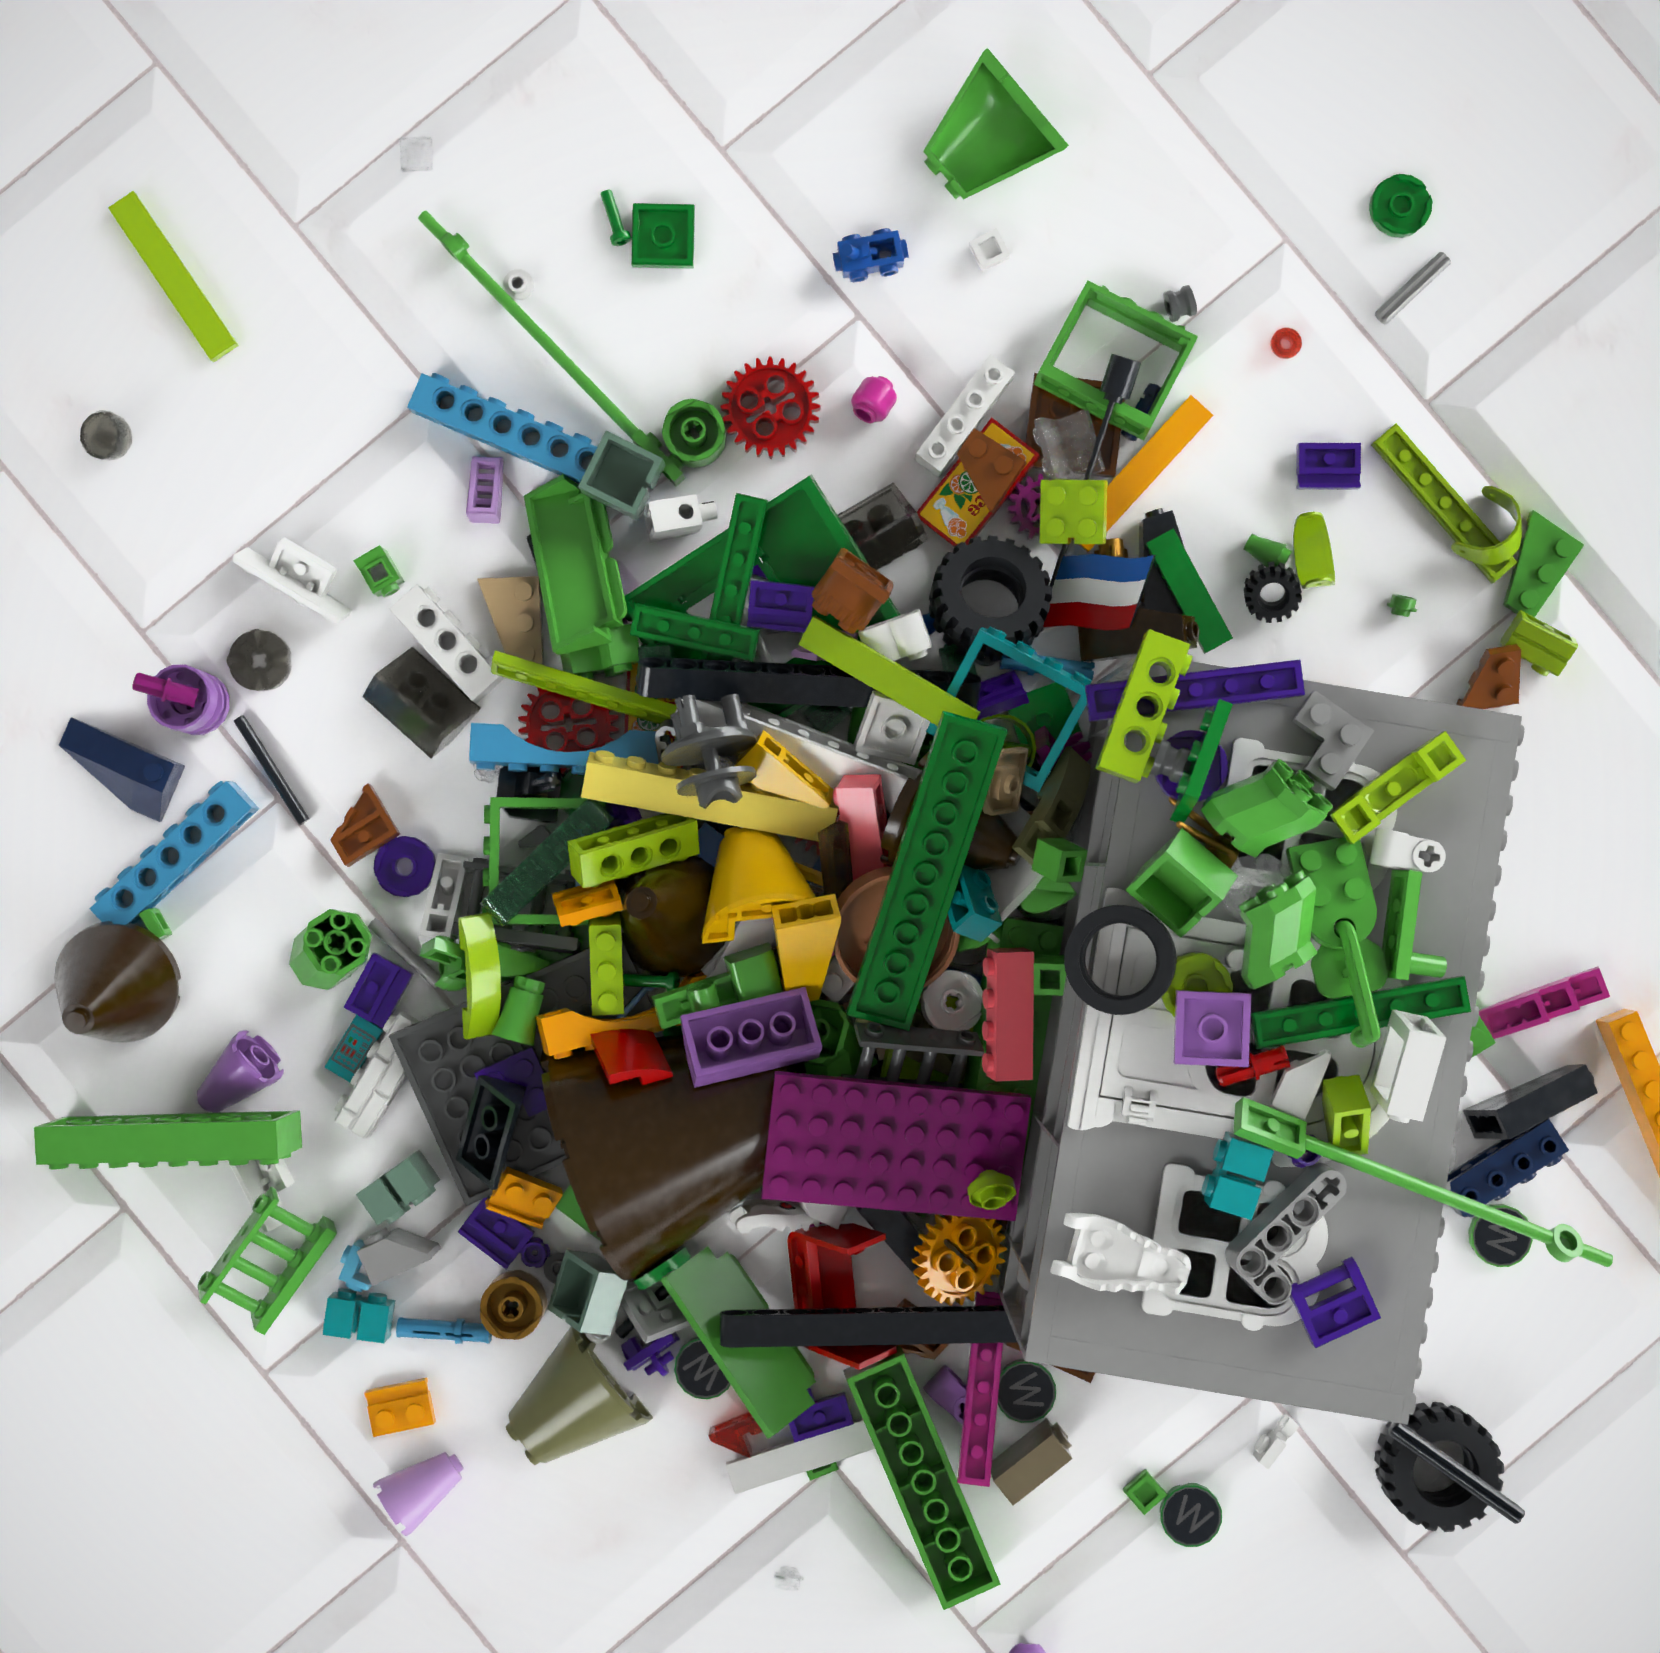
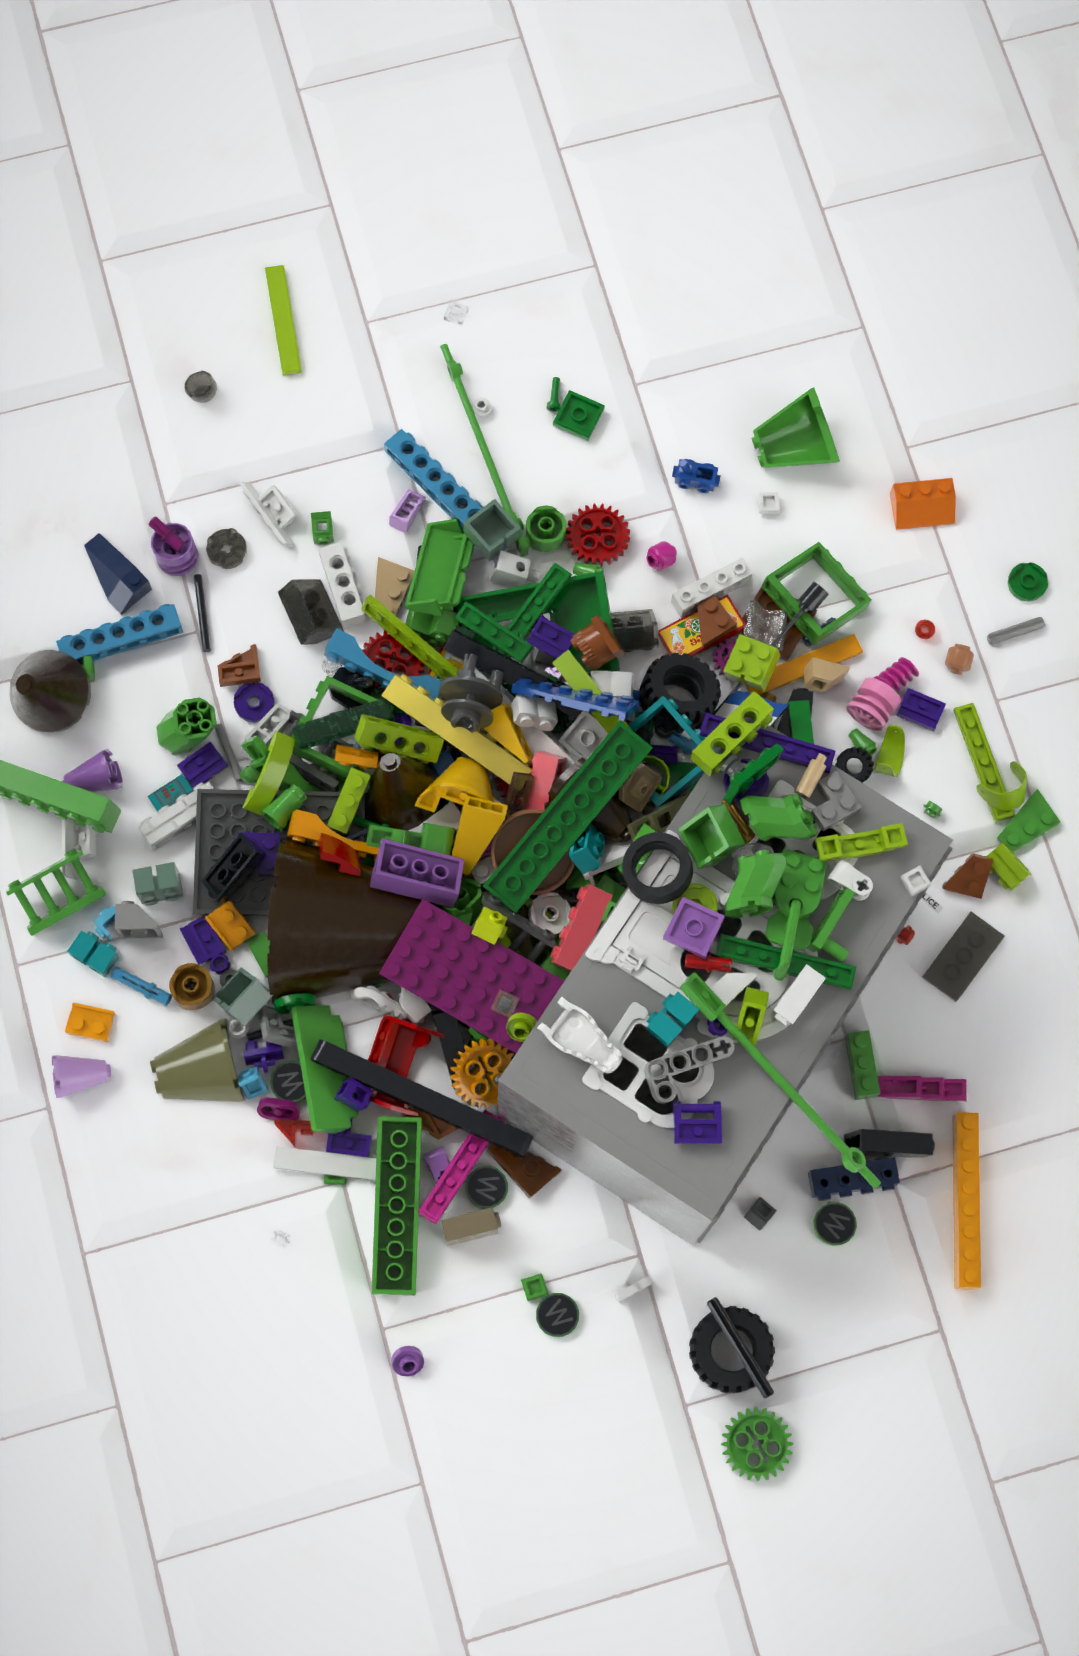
camera: 20 degrees right, 15 degrees down
(654, 1396) = (252, 1082): none -> medium azure bracket
(706, 1414) = (278, 1109): none -> magenta plate
(782, 469) = (581, 568): none -> bright green cone
(789, 1365) = (361, 1092): none -> dark purple brick
(807, 730) = (534, 713): none -> white brick
(868, 693) = (581, 700): none -> blue wing
(884, 1071) = (490, 925): none -> neon yellow brick
(952, 1166) = (505, 1003): none -> clear tile
(1174, 479) = (823, 675): none -> tan slope
(1180, 303) = (870, 579): dark grey wheel -> none
(1209, 153) = (923, 503): none -> orange slope
(1264, 486) = (873, 704): none -> bright pink wheel
(1274, 434) = (898, 673): none -> dark pink piece
(1284, 718) = (811, 776): none -> tan cylinder
(1352, 367) = (959, 658): none -> nougat head
(1494, 805) = (915, 881): none -> white tile
(1501, 1589) = (739, 1454): none -> bright green gear
(1535, 794) = (963, 956): none -> clear smoke tile

